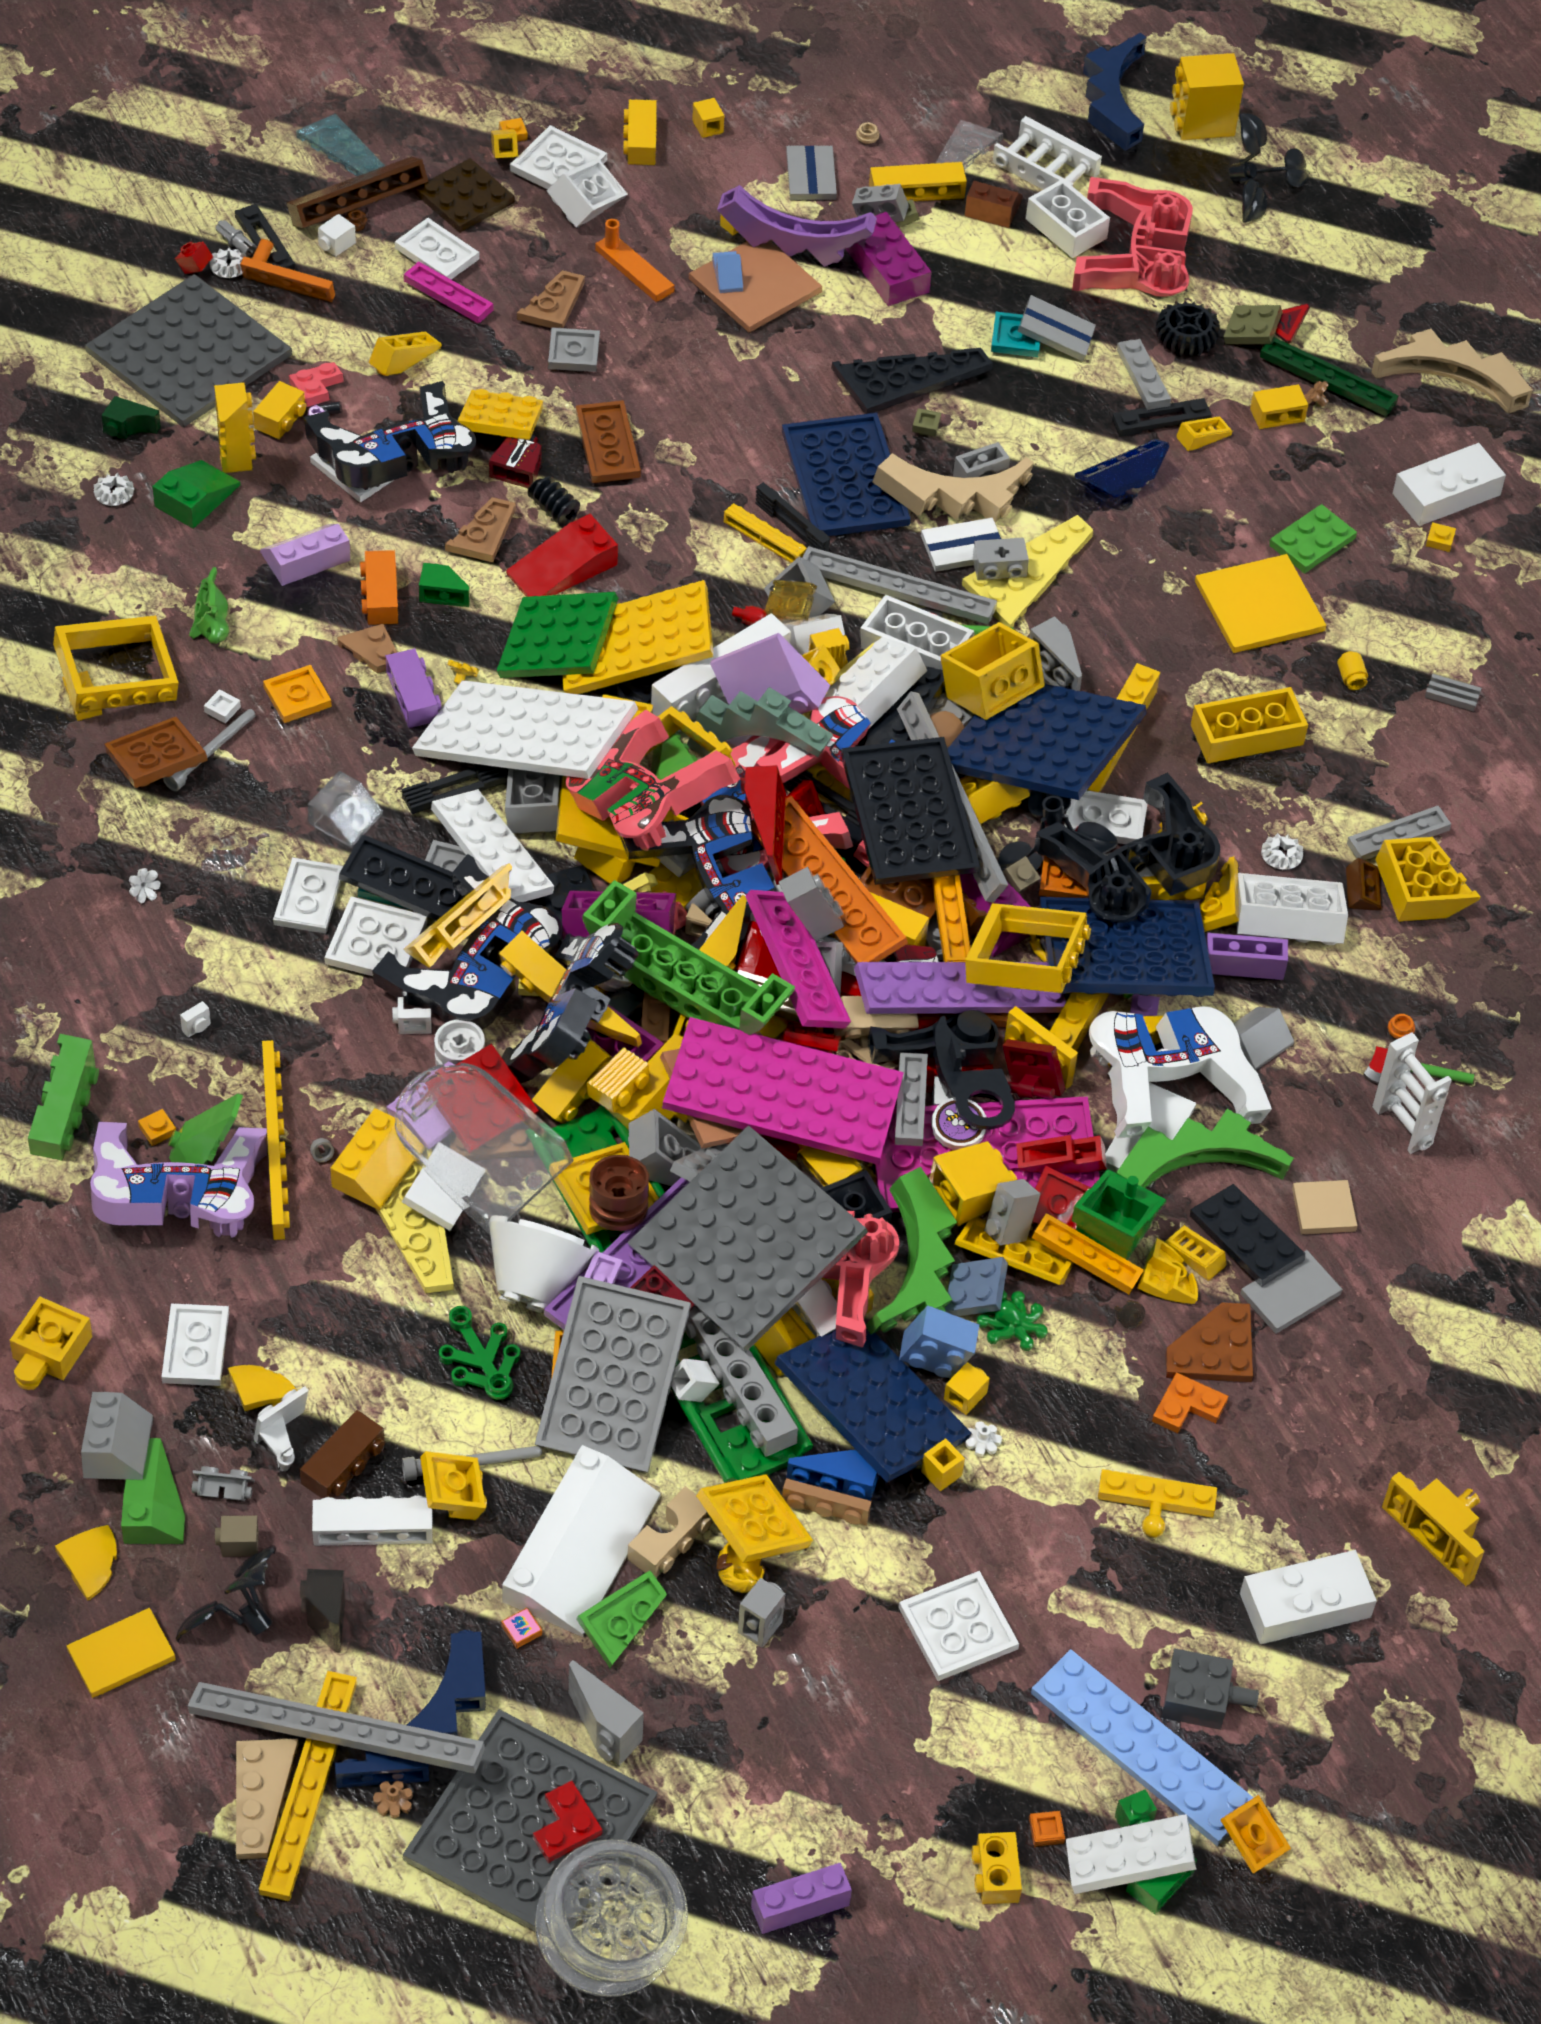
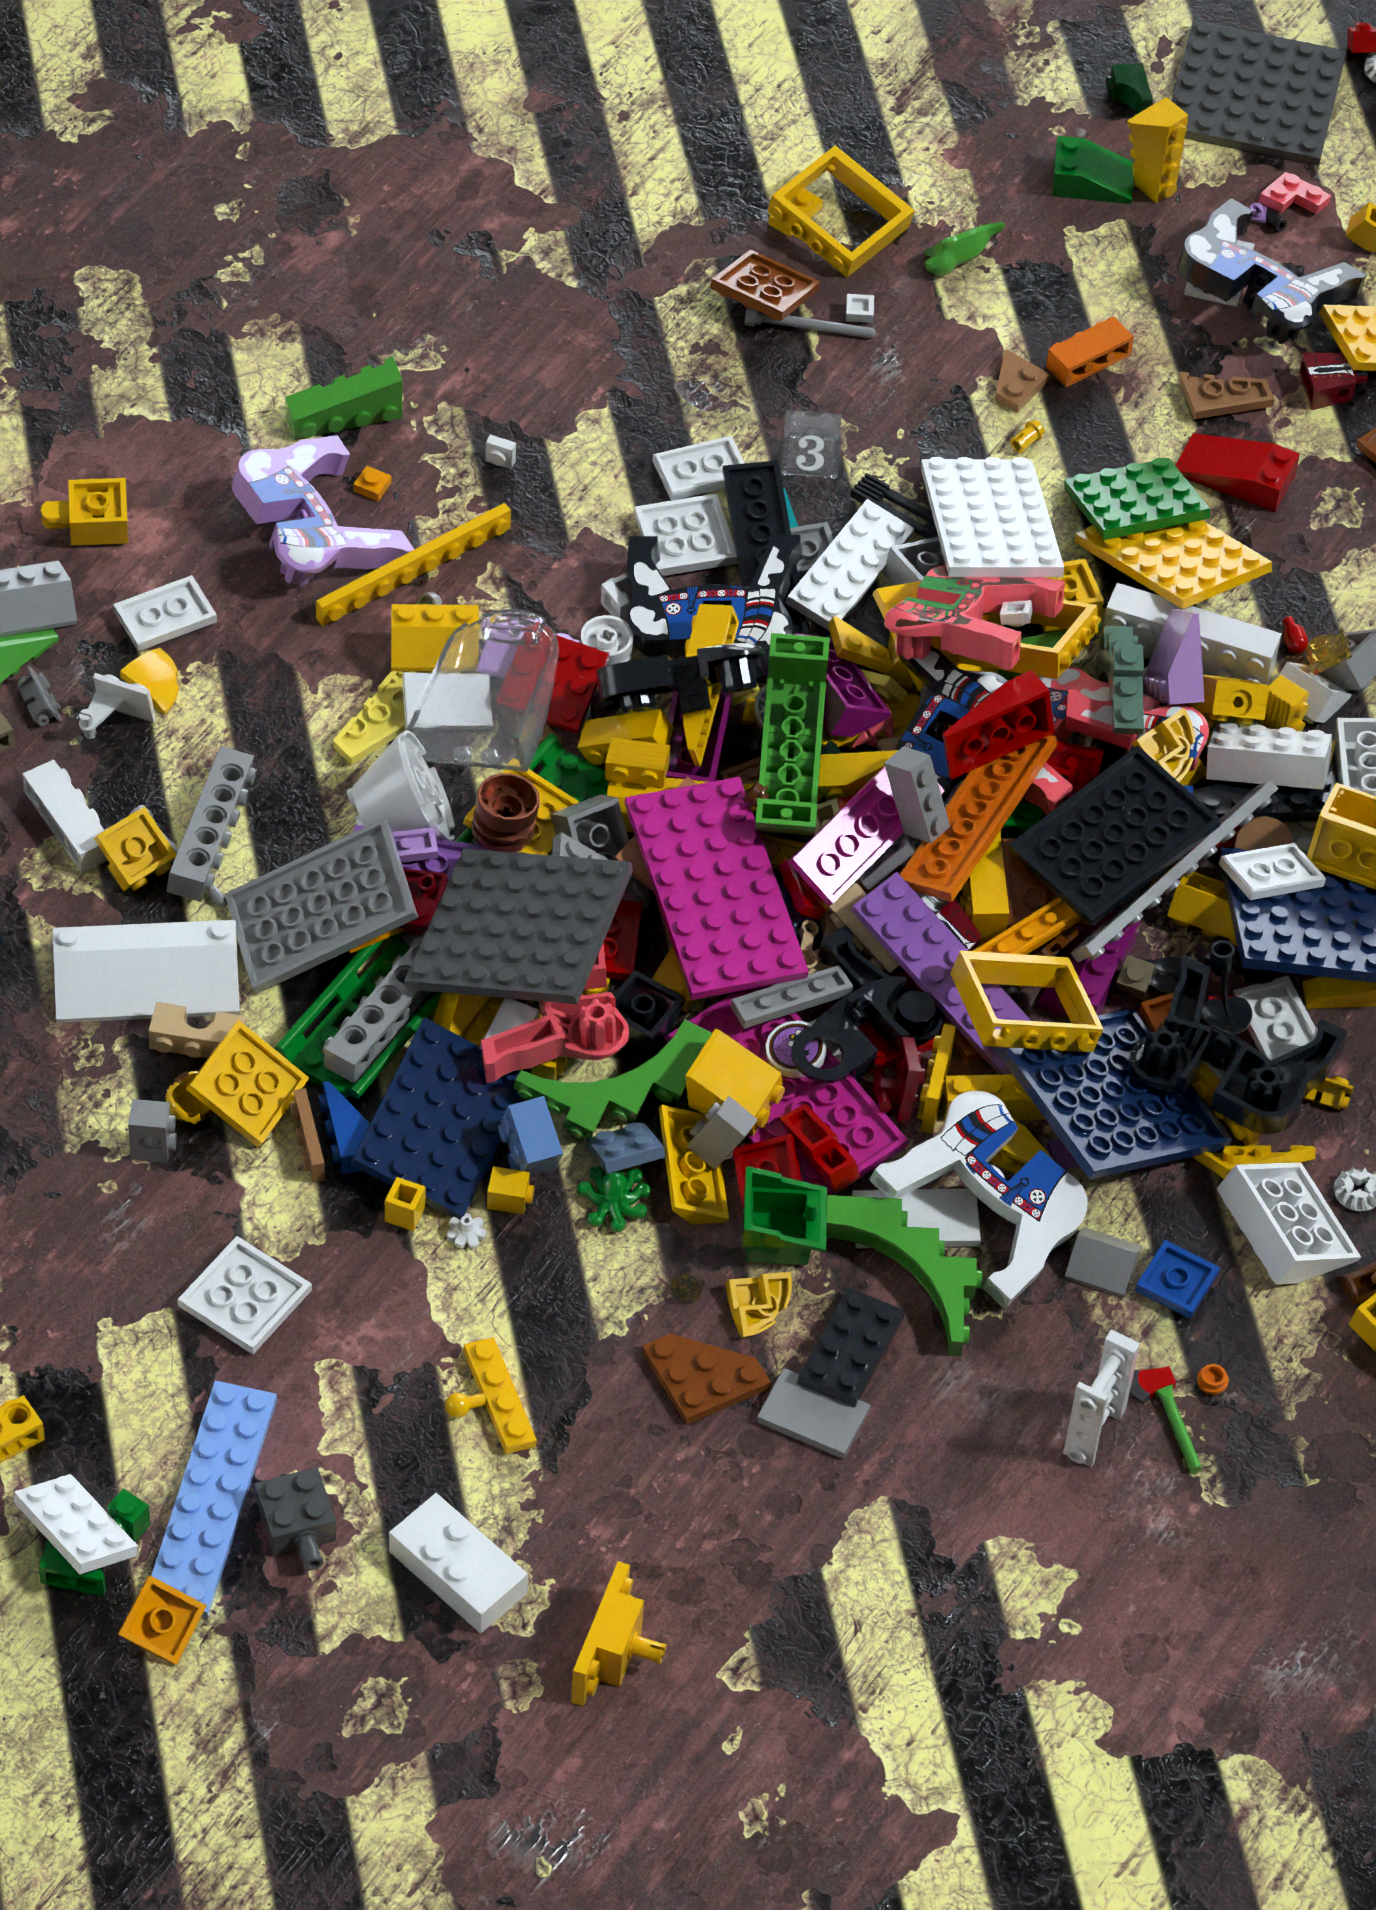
camera: 60 degrees right, 0 degrees up
(120, 495) = (1042, 127): white gear -> none
(143, 885) = (617, 349): white plant -> none
(202, 1135) = (363, 507): bright green wedge -> none
(279, 410) = (1232, 180): yellow brick -> none
(297, 693) = (917, 352): light orange plate -> none
(308, 553) = (1084, 283): lavender slope -> none
(343, 1456) = (119, 764): reddish brown brick -> none
(412, 687) = (991, 426): medium lavender brick -> none
(434, 665) = (1032, 431): none -> yellow pin
(442, 586) = (1127, 391): green slope -> none
(459, 1416) = (211, 824): none -> light grey brick
(462, 671) = (1042, 454): yellow plant -> none
(462, 918) = (728, 566): yellow wedge -> none
(481, 1357) = (320, 785): green plant -> none
(521, 1628) = (33, 972): tile -> none
(554, 500) = (1302, 425): black piece -> none
(587, 882) = (858, 647): none -> yellow wing
(621, 1615) = (89, 1036): bright green wing -> none
(653, 755) = (1016, 613): none -> white plate
(693, 1380) = (359, 970): white brick -> none
(723, 1013) = (755, 792): none -> reddish brown plate
(851, 728) = (1170, 744): none -> yellow brick
(989, 739) = (1272, 871): none -> white tile
(1047, 1828) = (76, 1457): orange tile -> none
(1087, 1253) = (727, 1220): light orange plate -> none
(1188, 1396) = (625, 1372): orange plate -> none
(1207, 1265) = (798, 1332): yellow slope -> none
(1247, 956) = (1188, 1204): medium lavender brick -> none
(1302, 1000) = (1177, 1279): none -> blue plate
(1324, 1207) = (937, 1401): tan tile -> none

